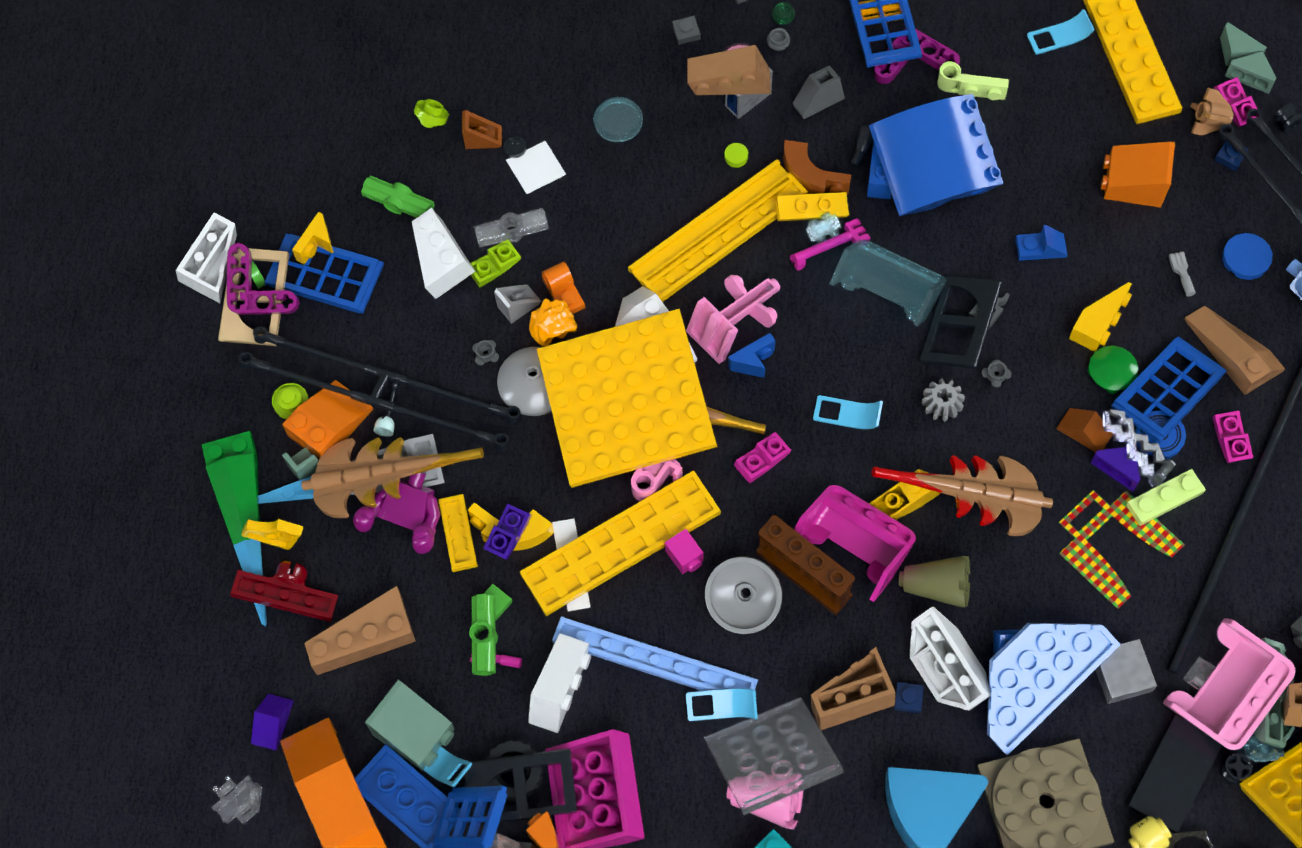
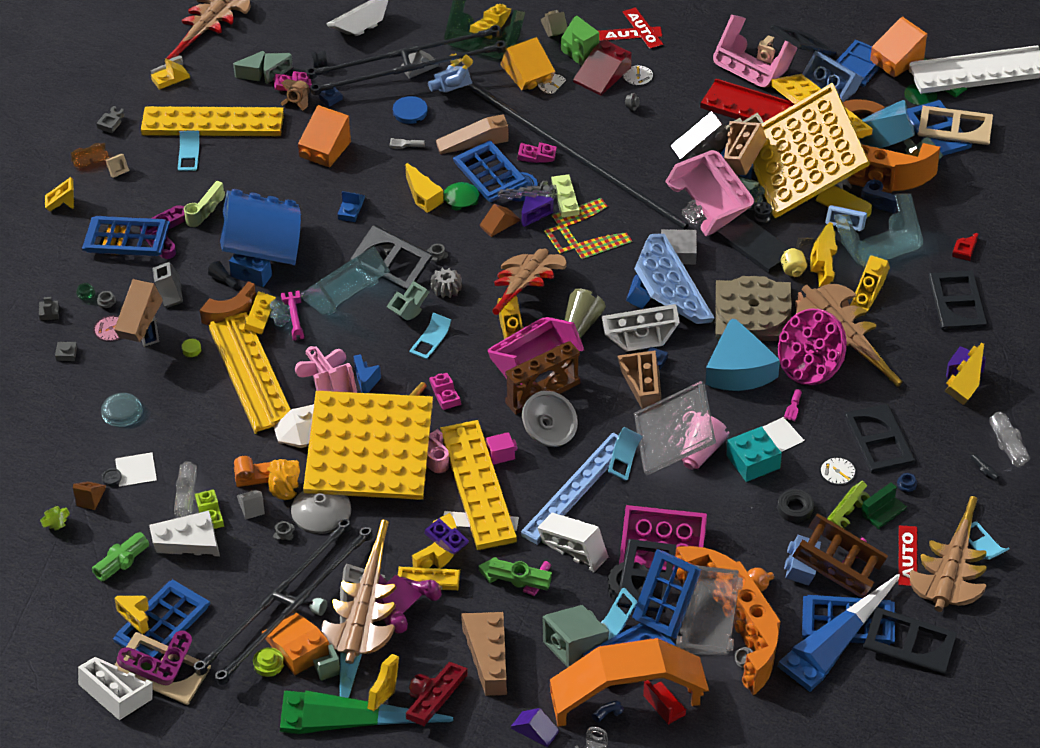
camera: 75 degrees left, 20 degrees down
(885, 368) = (409, 304): none -> sand green brick

